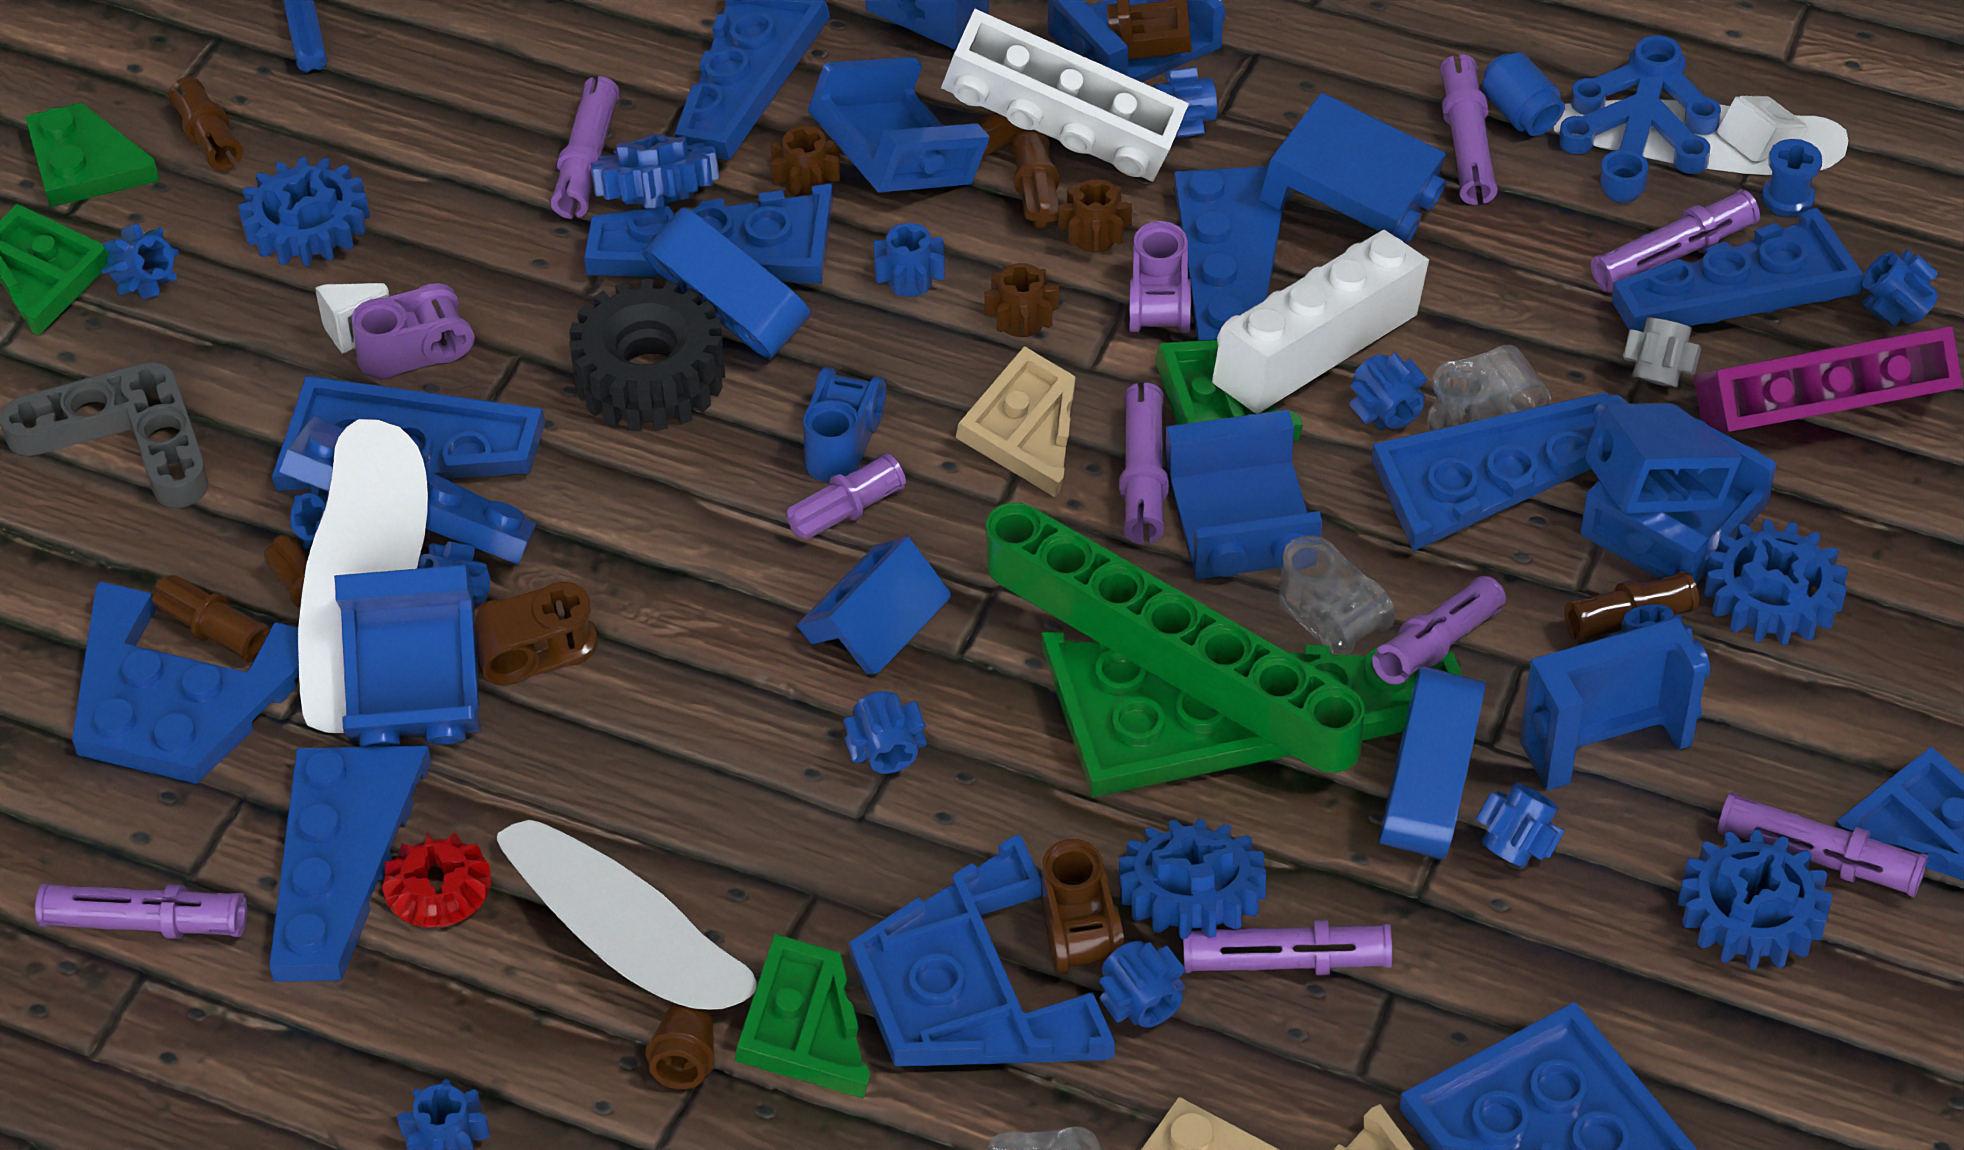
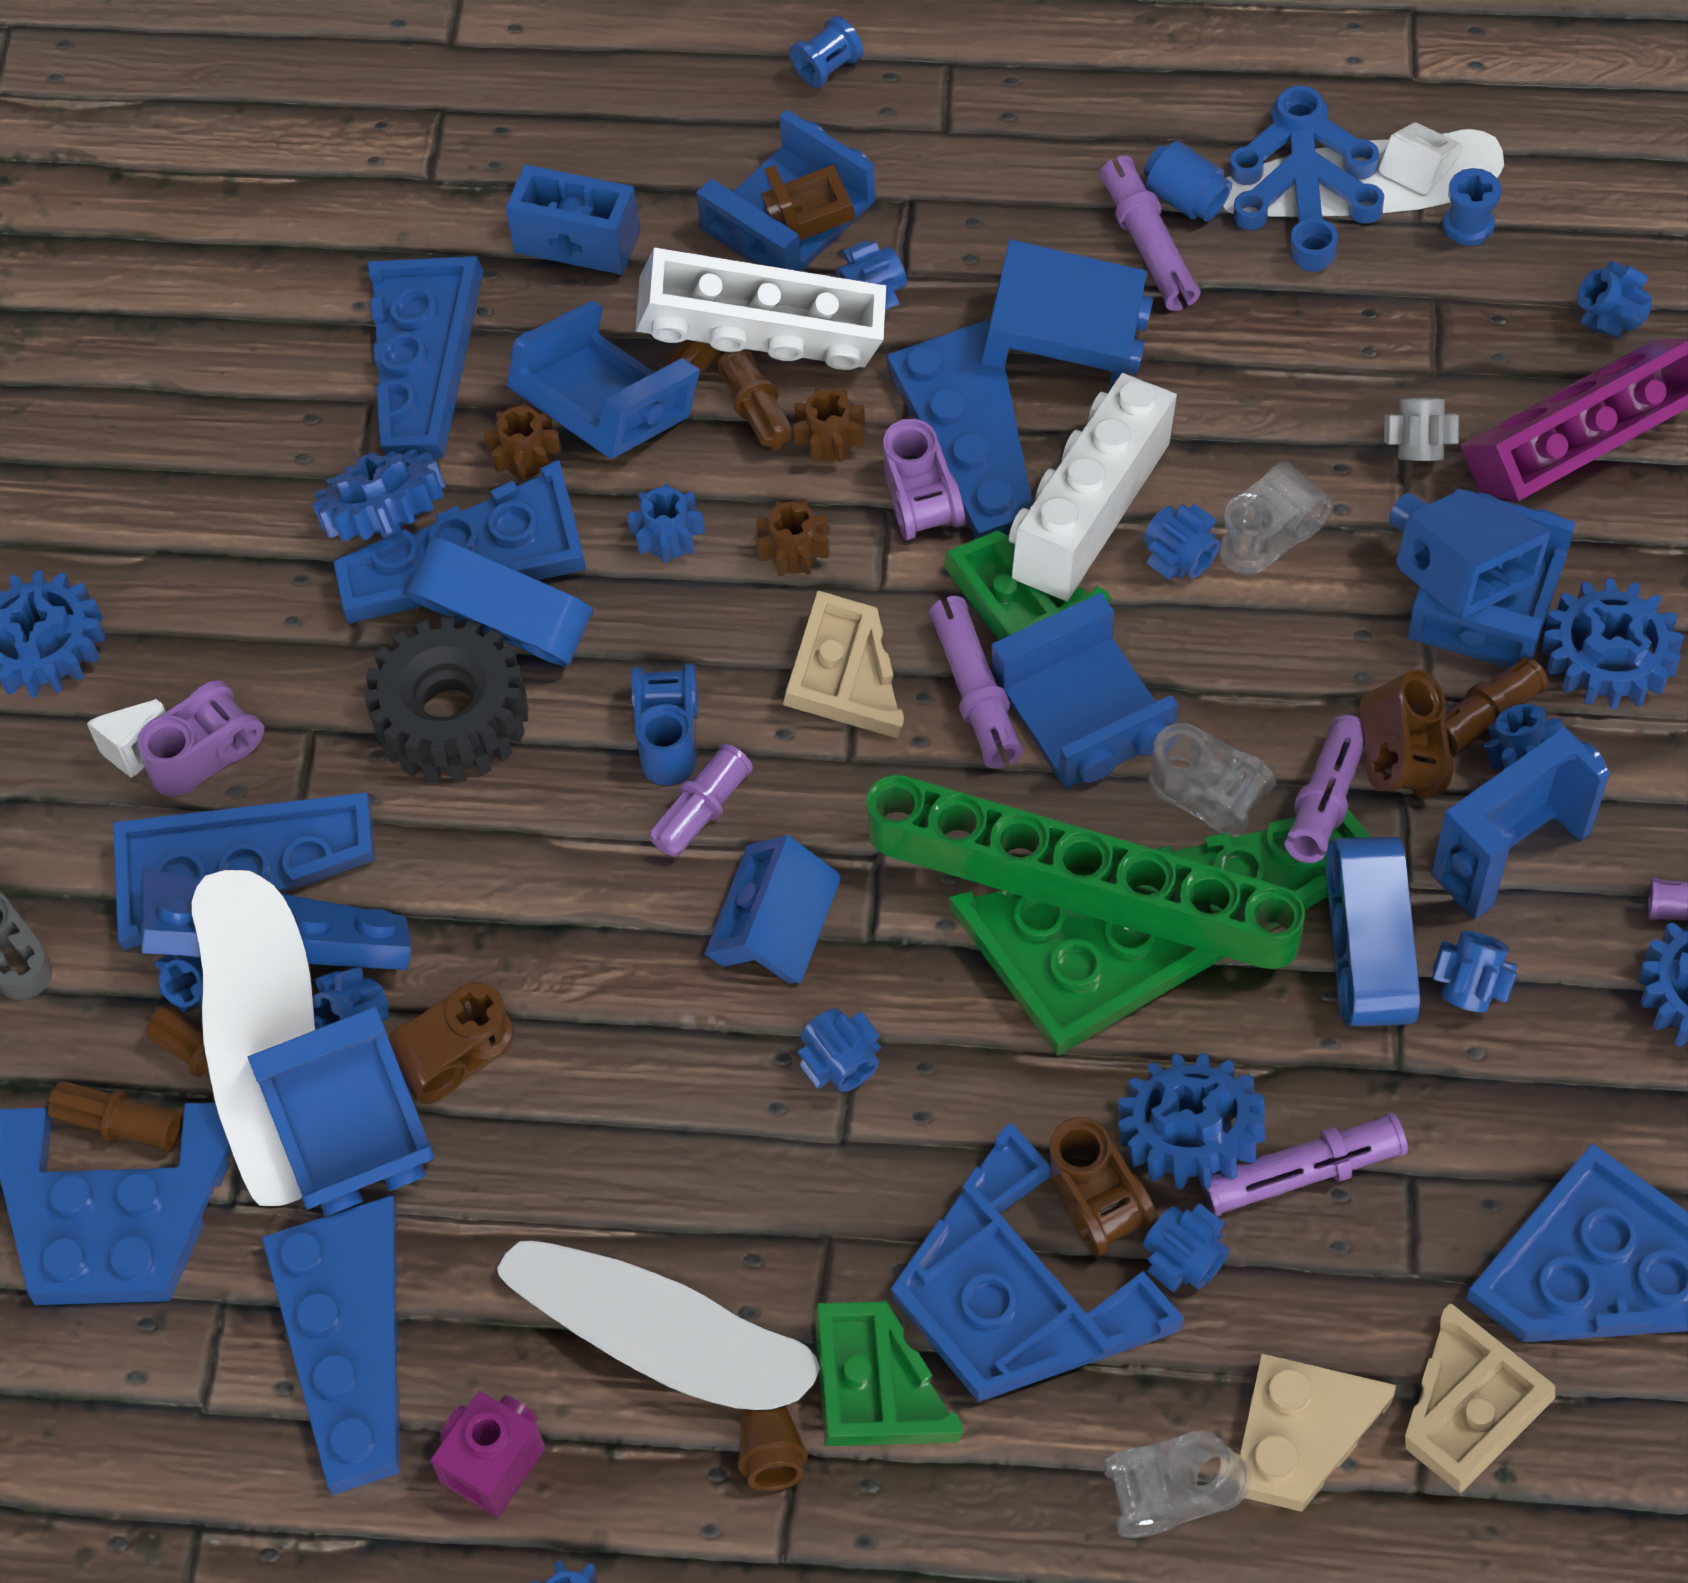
camera: 15 degrees left, 10 degrees up
(164, 911) = (173, 1463): medium lavender pin -> none
(424, 977) = (488, 1451): none -> magenta brick
(464, 887) = (443, 1366): red gear -> none
(584, 147) = (293, 483): medium lavender pin -> none
(1483, 466) = (1296, 596): blue wing -> none
(1537, 602) = (1402, 731): none -> reddish brown piece
(1693, 232) = (1402, 286): medium lavender pin -> none
(1760, 276) = (1473, 320): blue wing -> none

